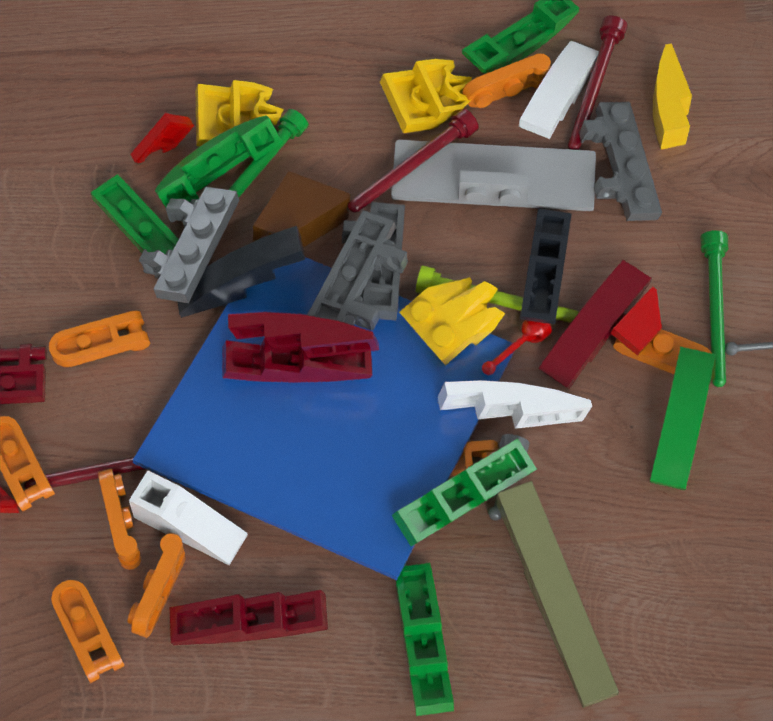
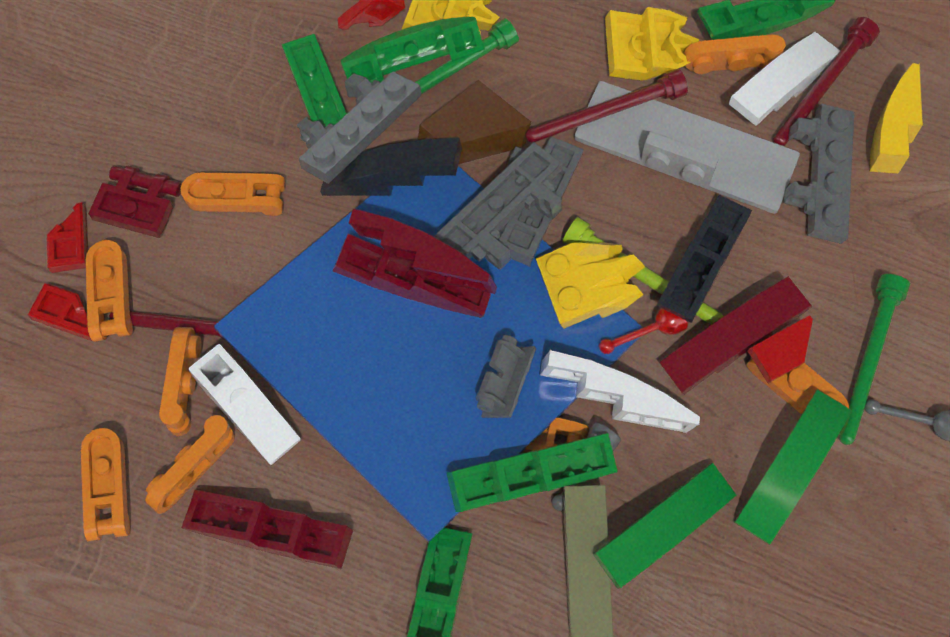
camera: 20 degrees right, 5 degrees up
(414, 426) = (501, 391): none -> dark grey hinge
(592, 500) = (664, 526): none -> green slope

